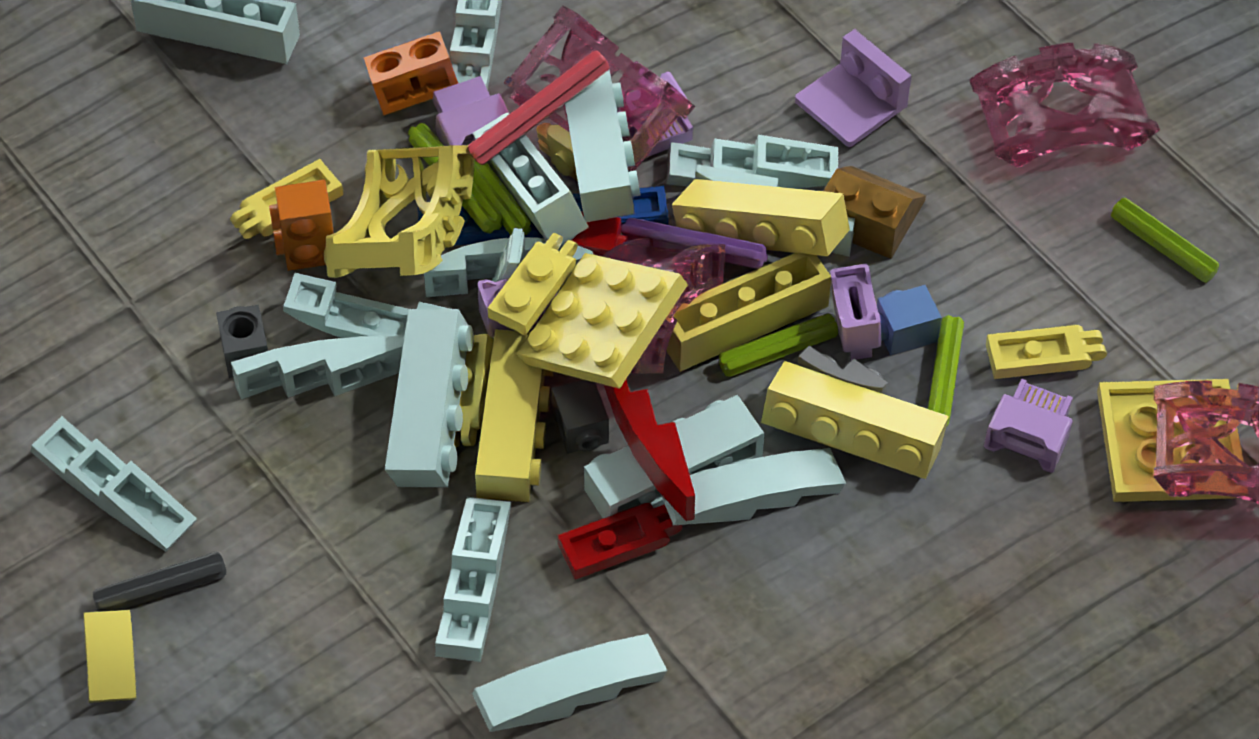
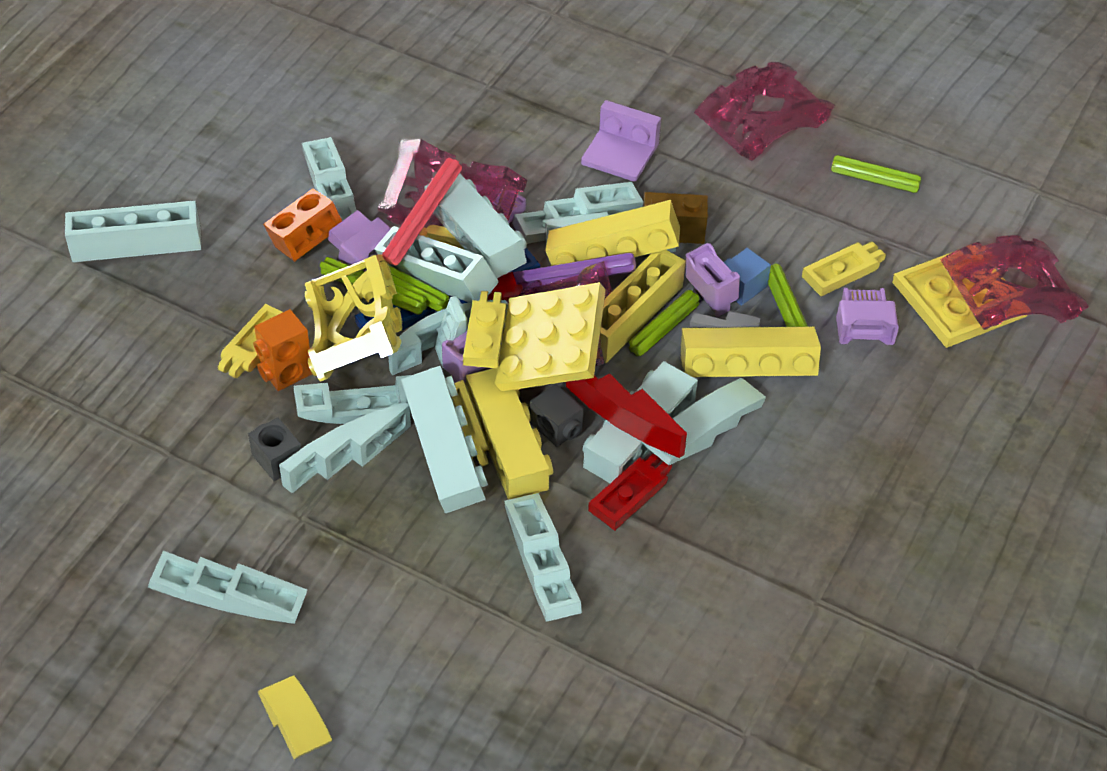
camera: 25 degrees left, 5 degrees down
(160, 583) = (303, 648): dark grey axle -> none
(567, 681) = (655, 602): light aqua slope -> none

